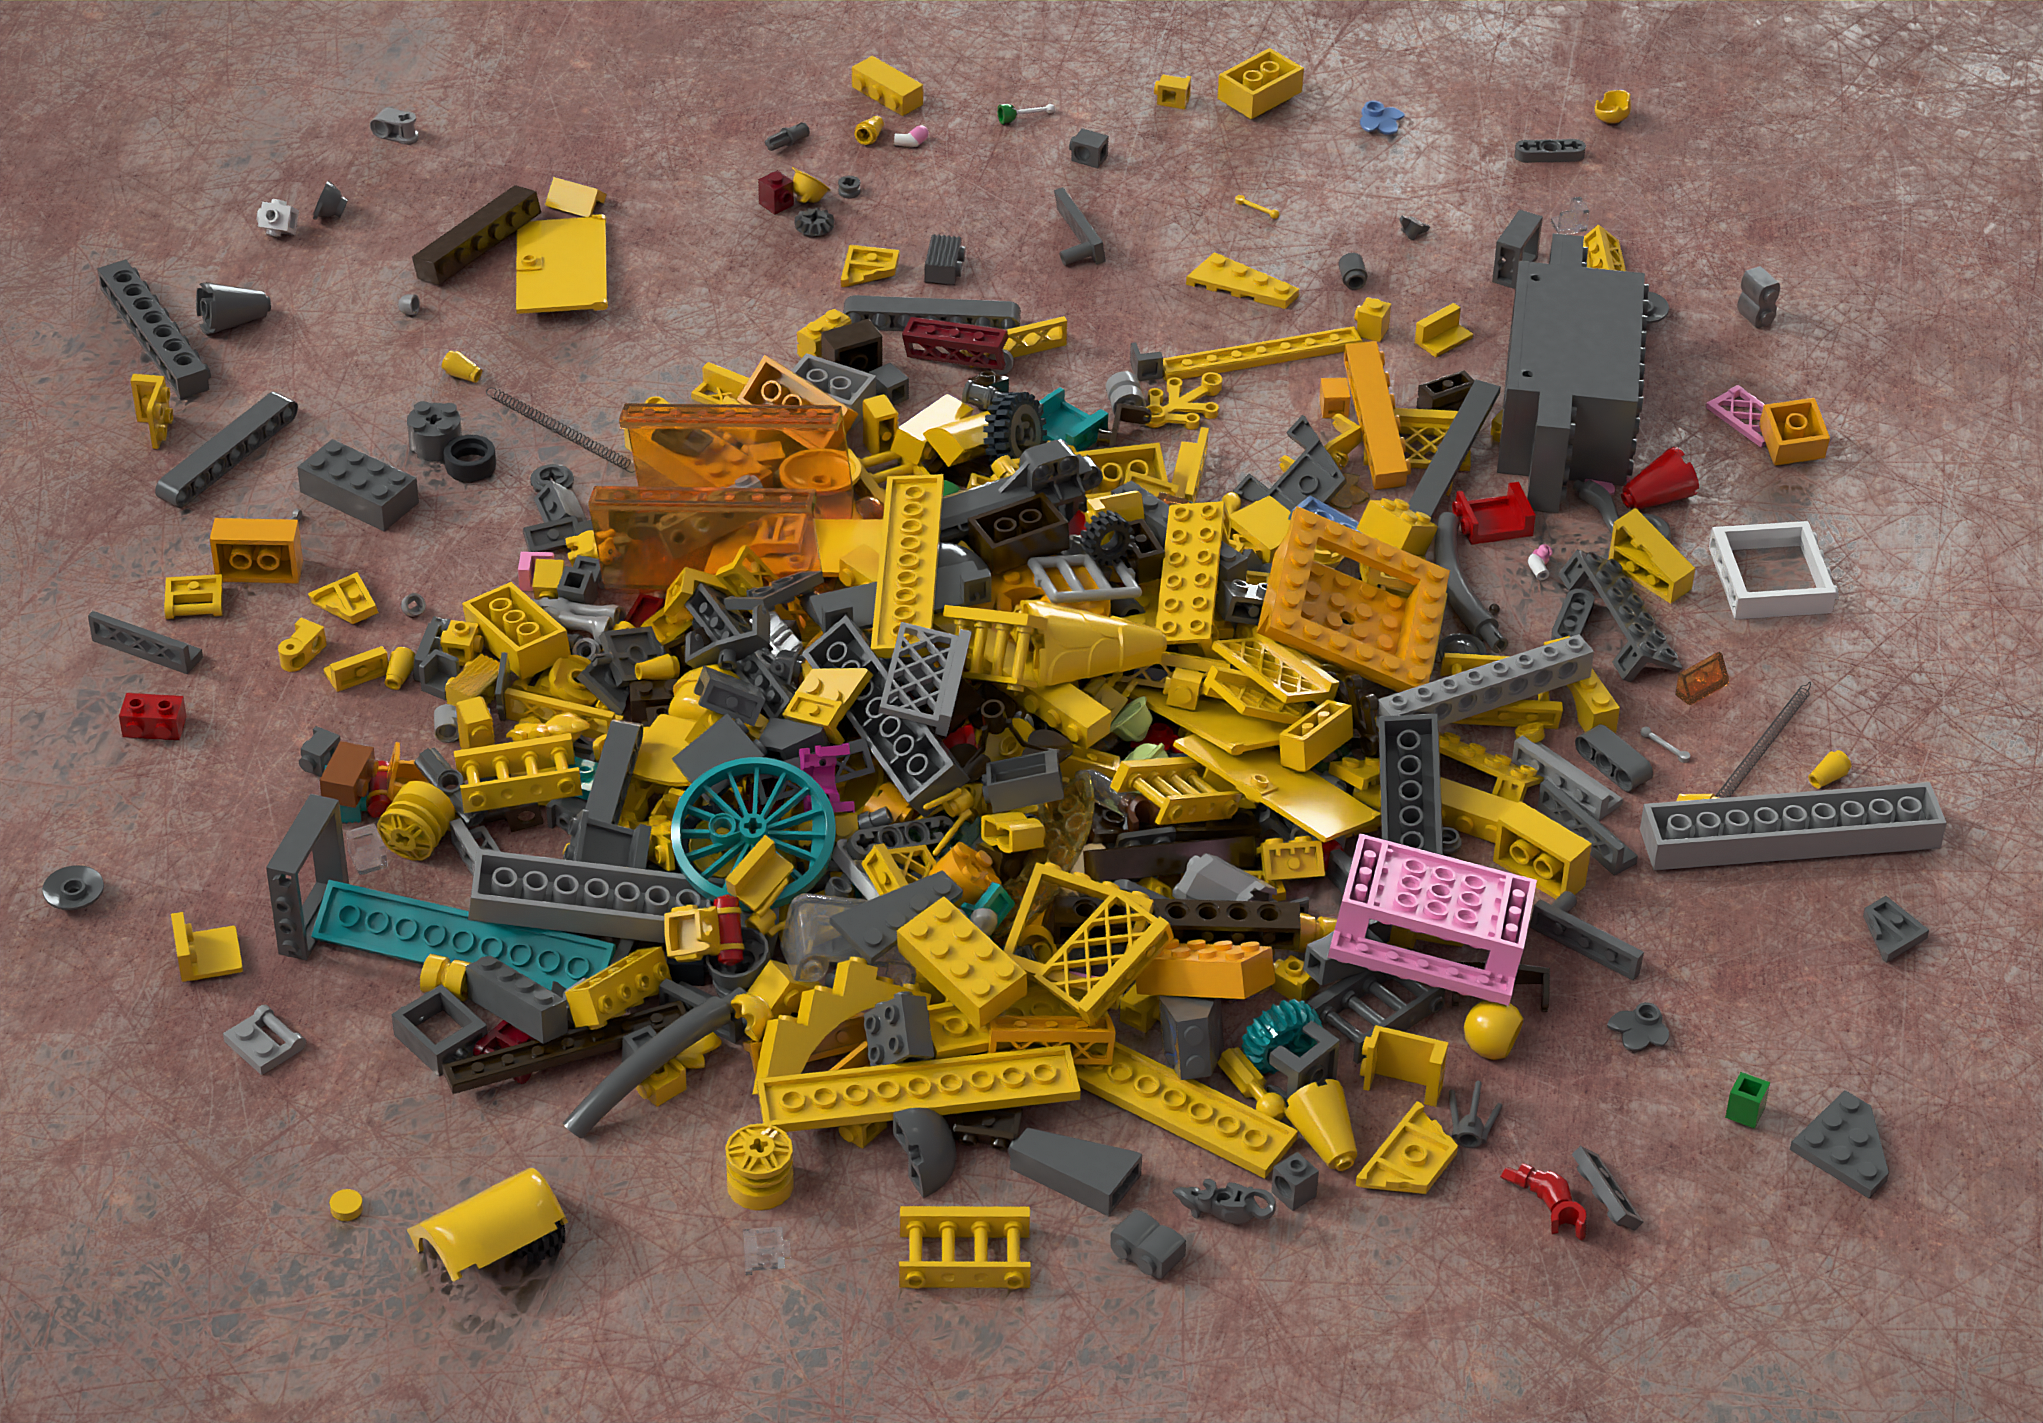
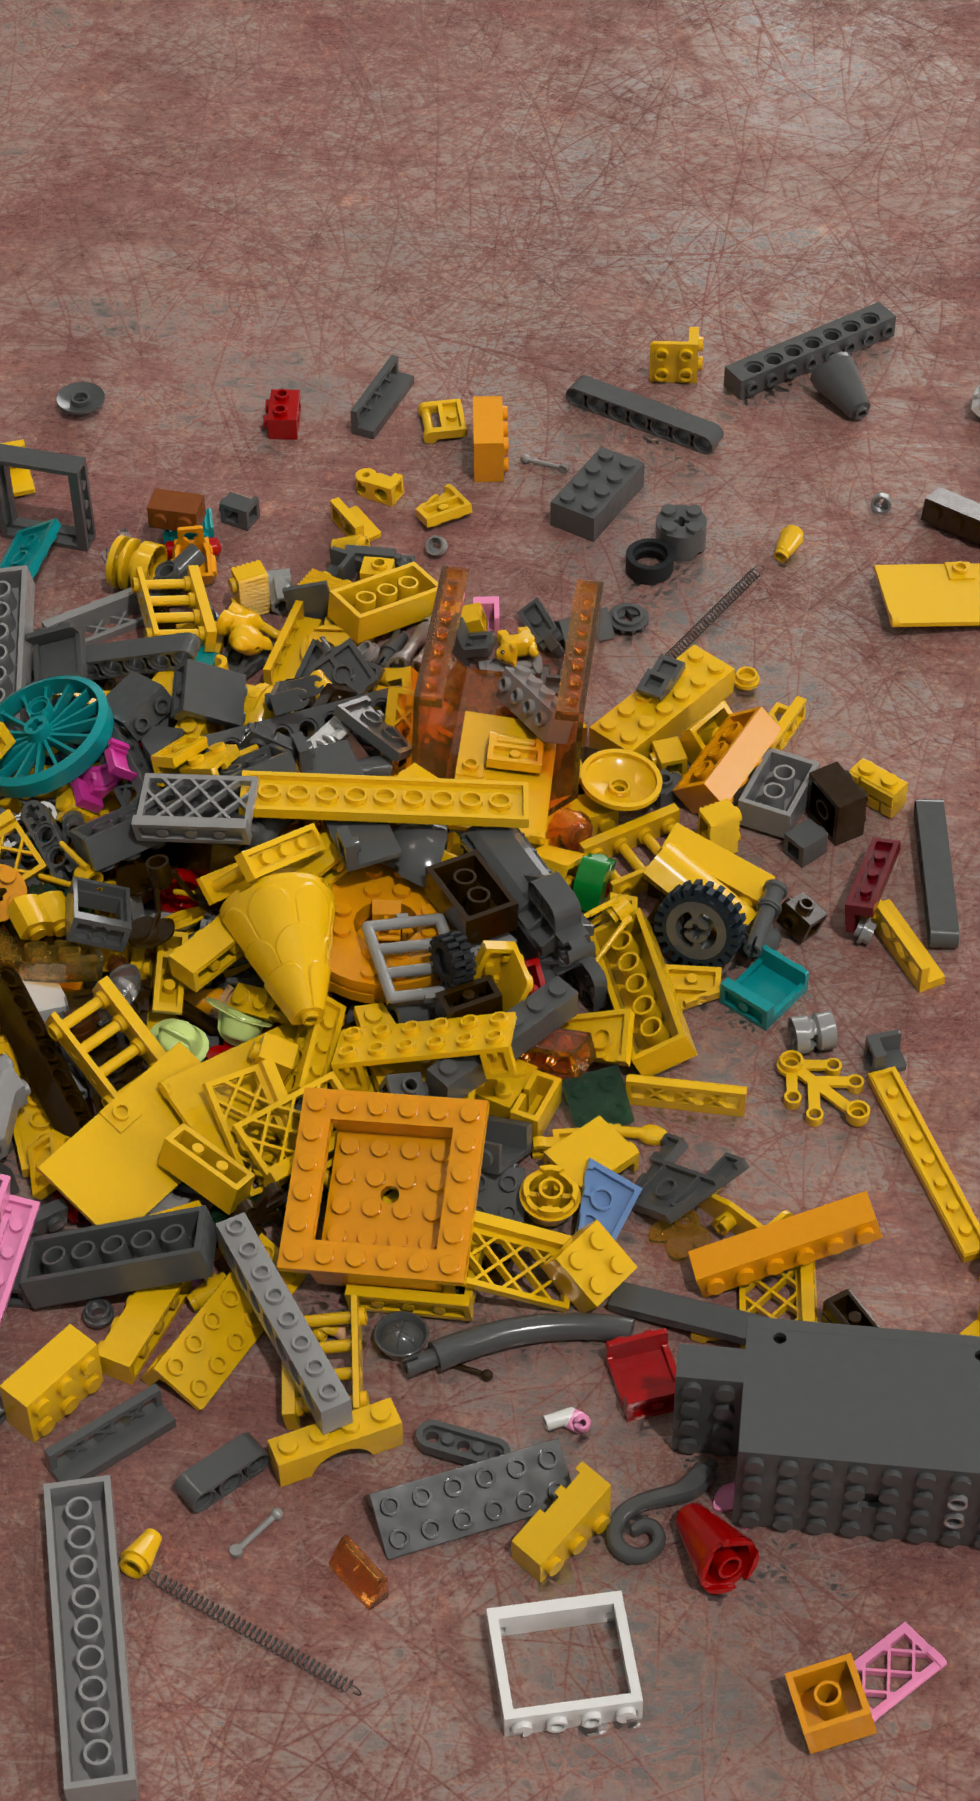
camera: 90 degrees right, 5 degrees up
(1123, 413) = (737, 1025): dark brown piece -> none
(1532, 730) = (266, 1395): yellow tile -> none
(1581, 787) = (187, 1418): light grey fence -> none
(1831, 768) = (200, 1696): yellow cone -> none

